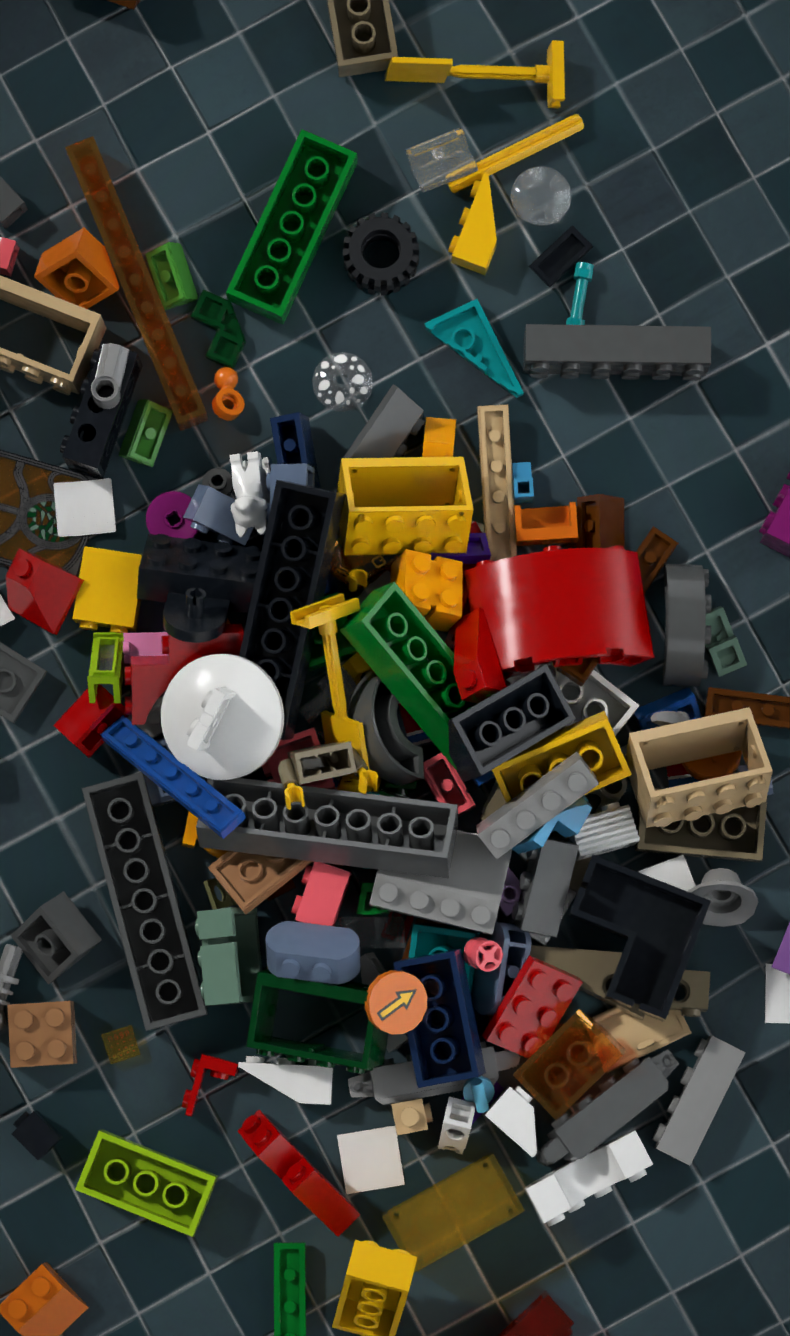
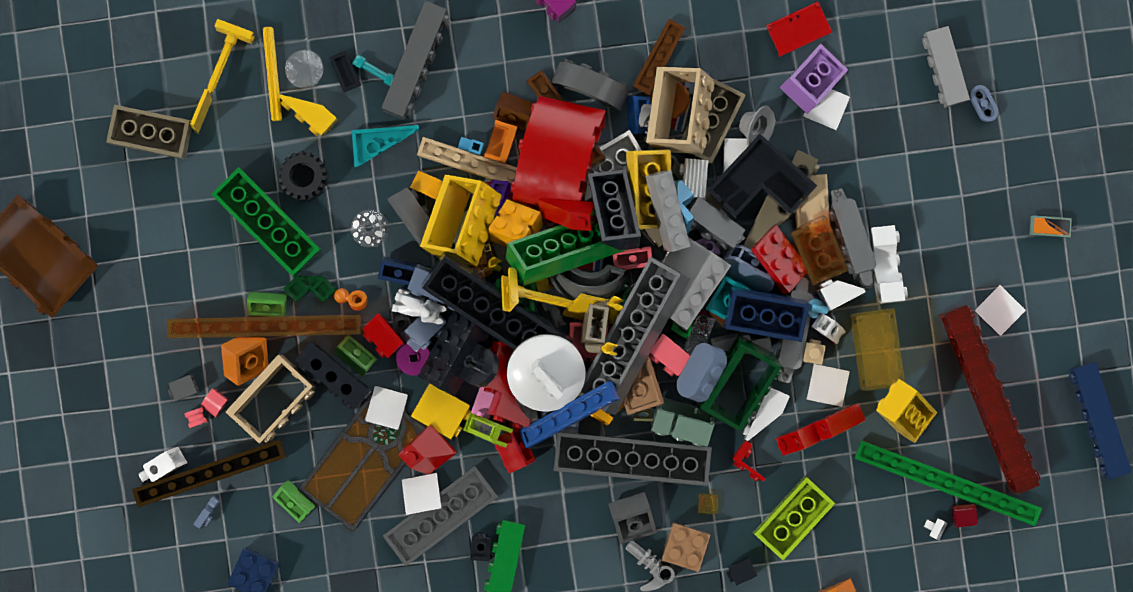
camera: 75 degrees left, 5 degrees up
(110, 373) = (316, 362): light grey piece -> none
(189, 461) = (383, 335): none -> red slope
(396, 1002) = (750, 335): orange tile -> none
(441, 160) = (260, 119): clear panel -> none
(490, 953) = (739, 270): coral wheel -> none
(699, 1099) = (866, 185): light grey brick -> none
(724, 646) = (614, 66): sand green slope -> none

